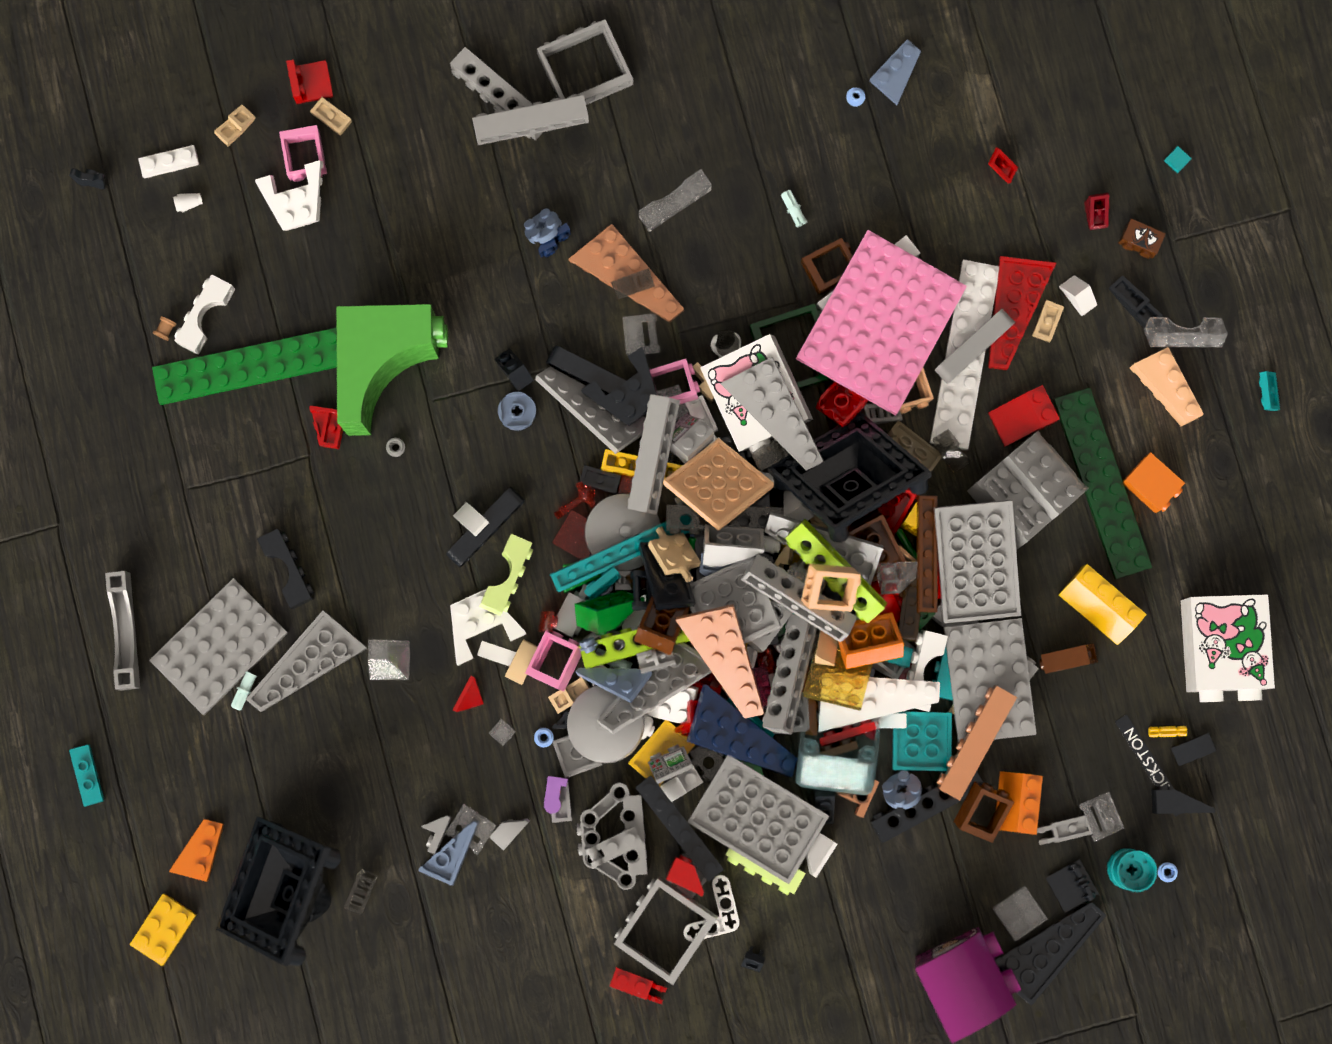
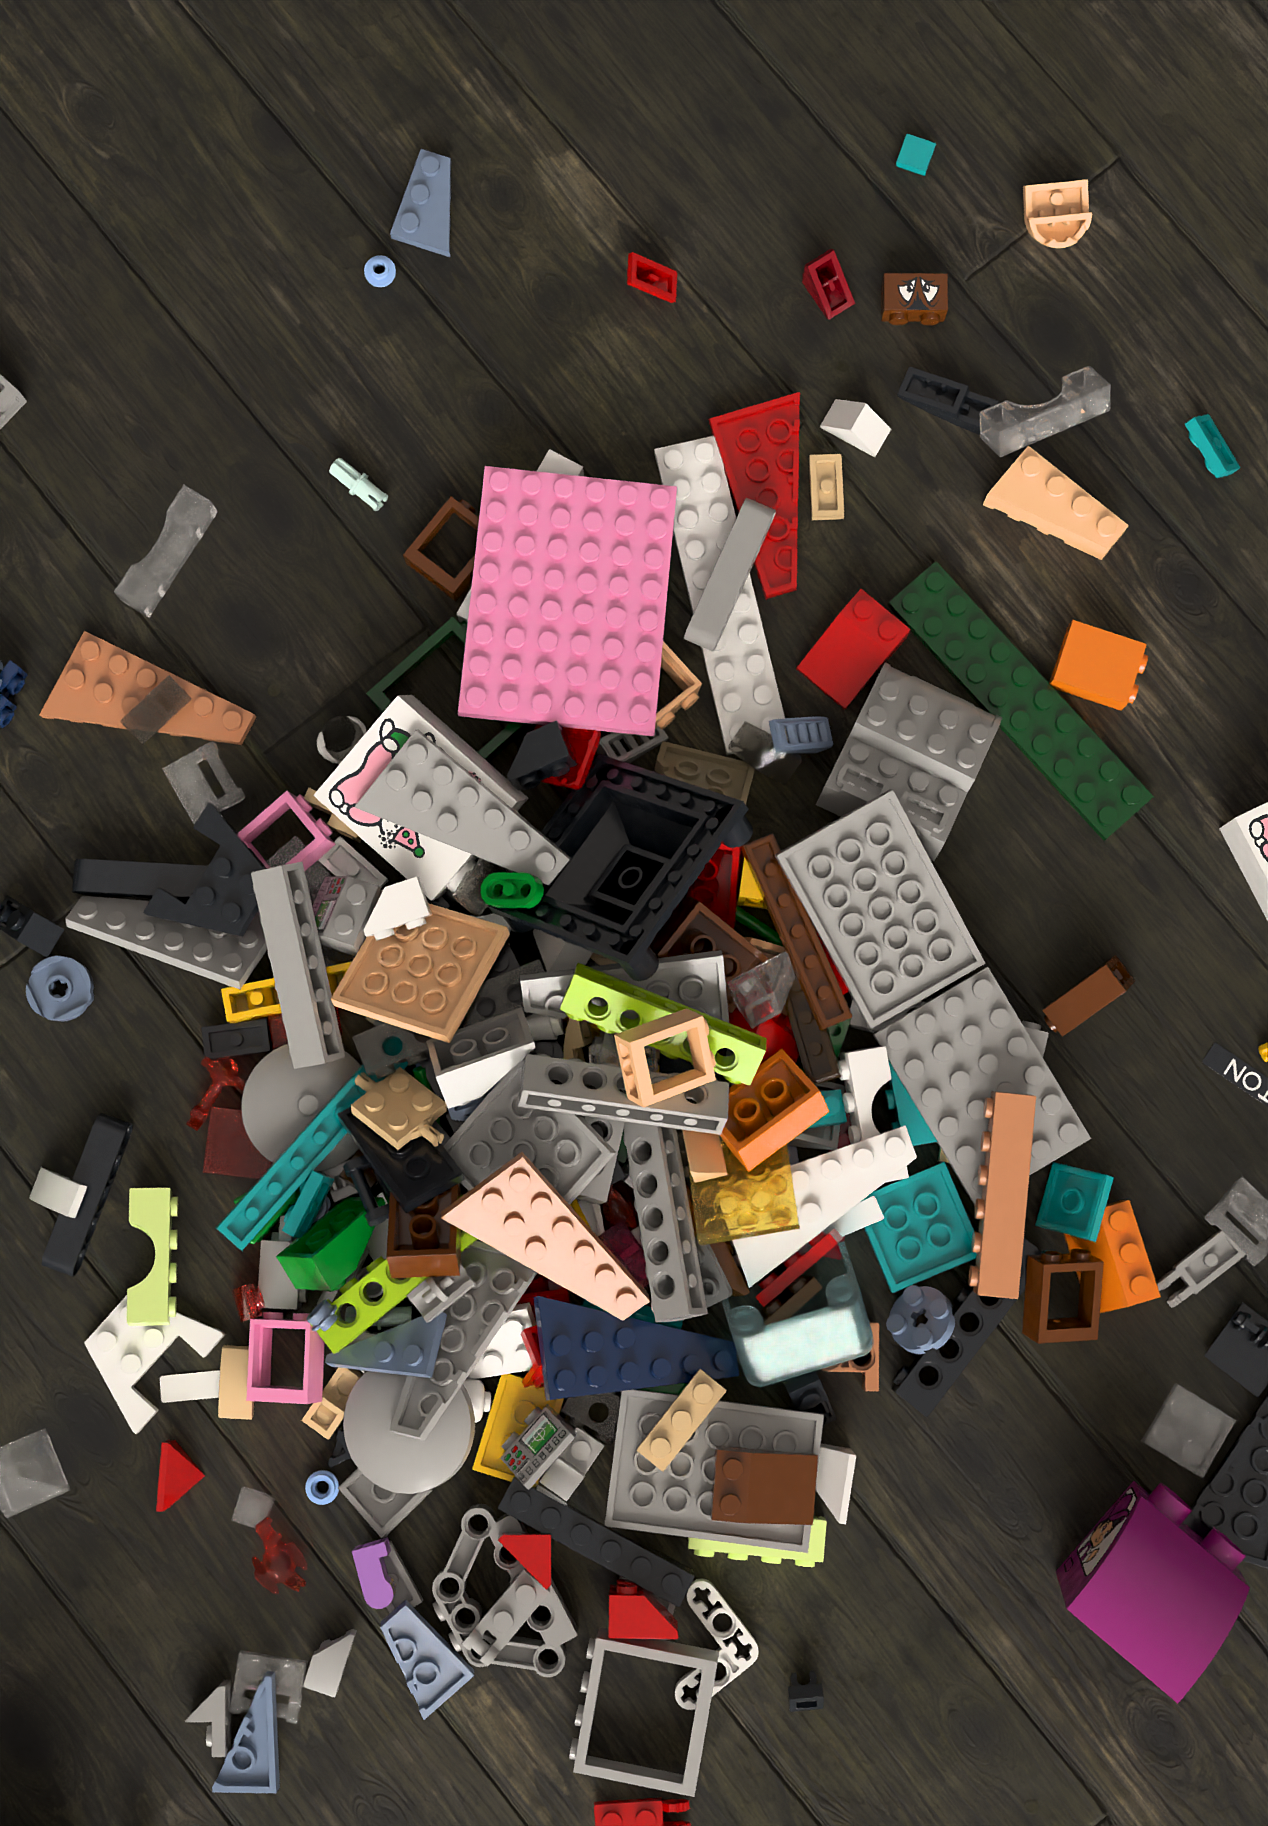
camera: 15 degrees left, 0 degrees up
(504, 765) = (278, 1560): none -> clear red piece
(561, 852) = (425, 1657): none -> wing
(643, 819) = (532, 1552): none -> red slope
(721, 446) = (398, 906): none -> white slope
(752, 784) = (681, 1420): none -> tan plate
(781, 838) = (763, 1486): none -> reddish brown slope
(787, 464) = (515, 890): none -> green plate
(831, 399) = (540, 756): none -> black slope
(977, 450) = (803, 734): none -> sand blue slope
(1012, 764) = (1074, 1201): none -> teal tile
(1102, 604) = (1102, 888): yellow slope -> none
(1241, 225) = (1057, 212): none -> light nougat slope

